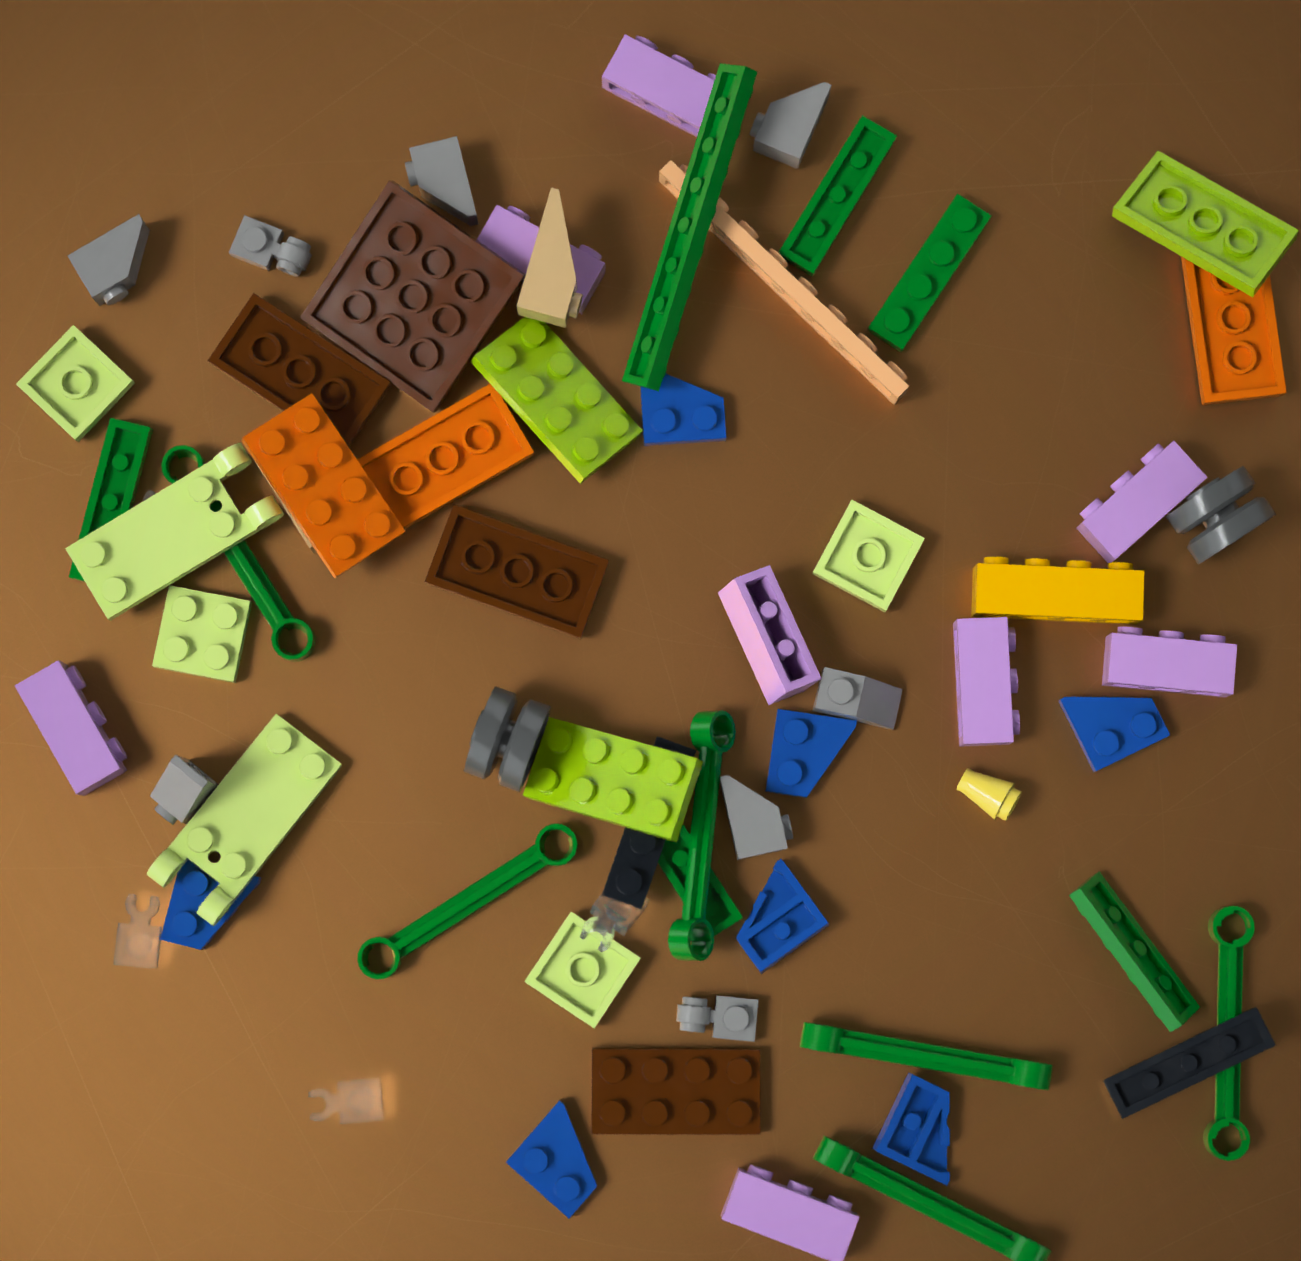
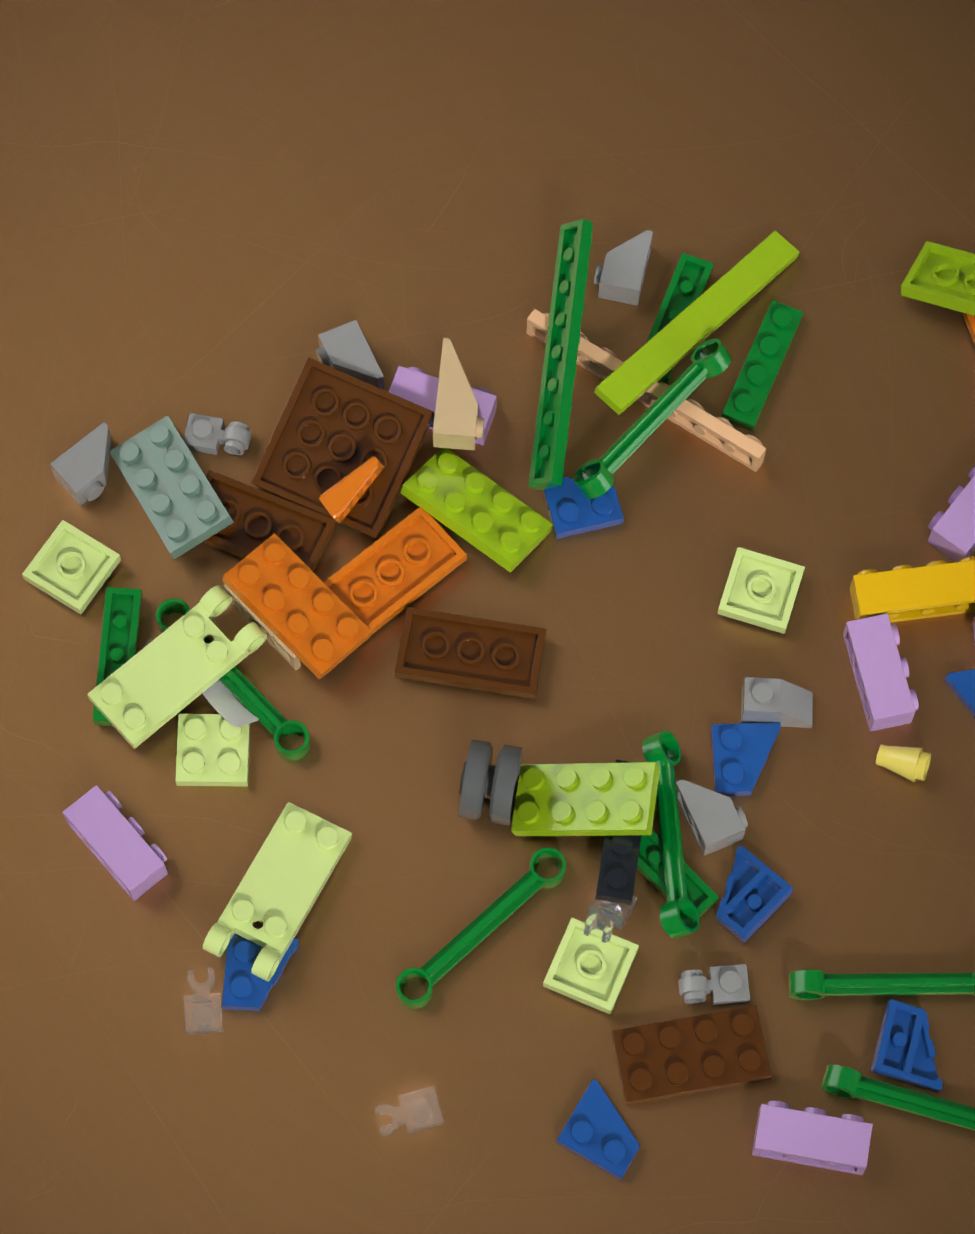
camera: 10 degrees left, 15 degrees down
(181, 790) = (220, 872): light grey slope -> none
(205, 307) = (171, 487): none -> sand green plate
(228, 588) = (228, 706): none -> white sticker
(403, 358) = (347, 492): none -> orange slope
(658, 83) = (512, 257): lavender brick -> none
(769, 635) = (693, 663): lavender brick -> none
(855, 273) = (596, 475): none -> green piece
(860, 211) = (696, 323): none -> lime tile

